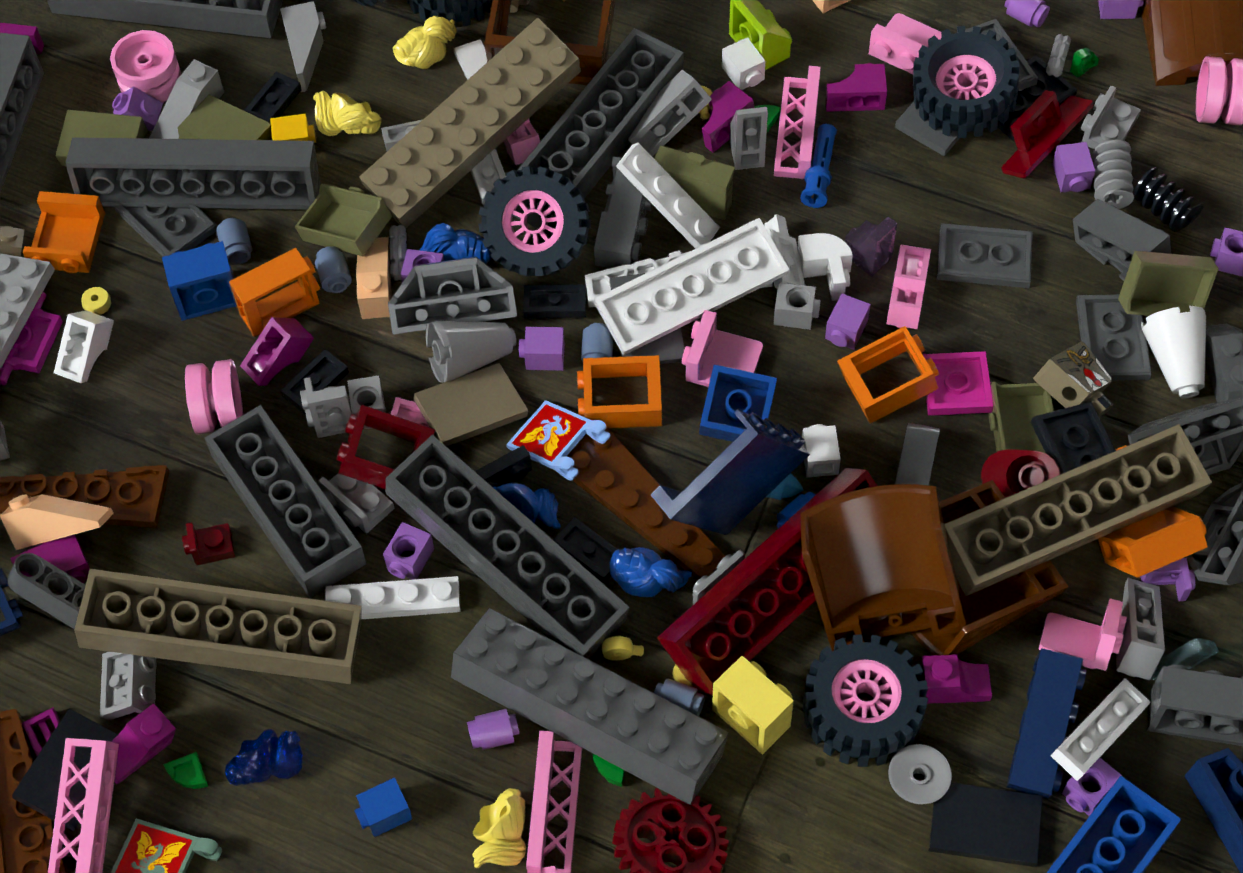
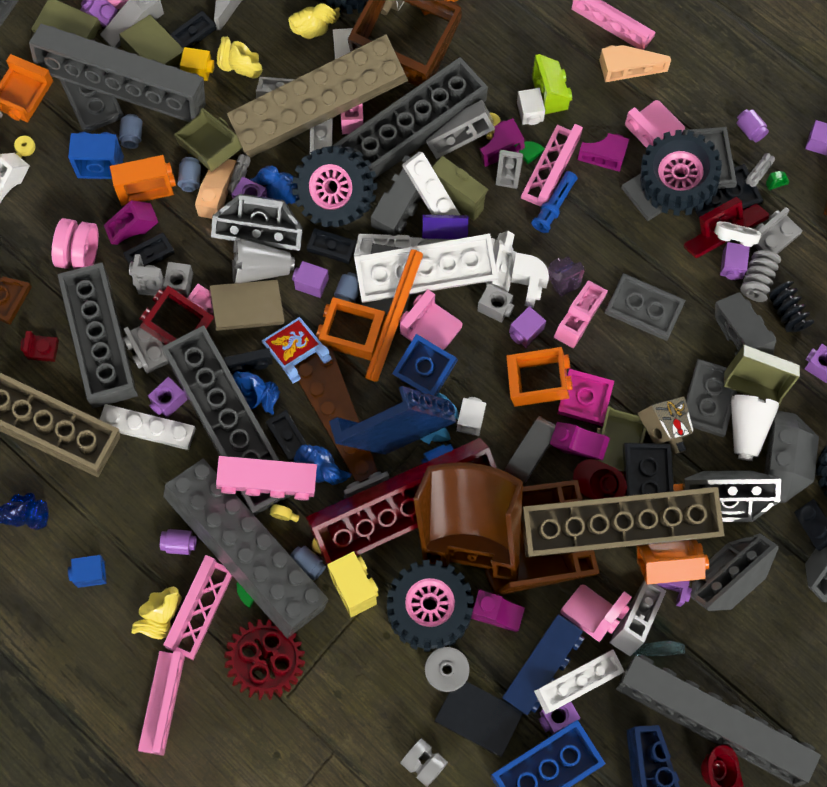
camera: 15 degrees right, 10 degrees up
(588, 599) = (266, 476): none -> bright pink brick
(673, 356) = (394, 315): none -> orange axle
(694, 231) = (445, 226): none -> dark purple tile
(972, 436) = (578, 441): none -> magenta arch
(1078, 132) = (746, 235): none -> white plate

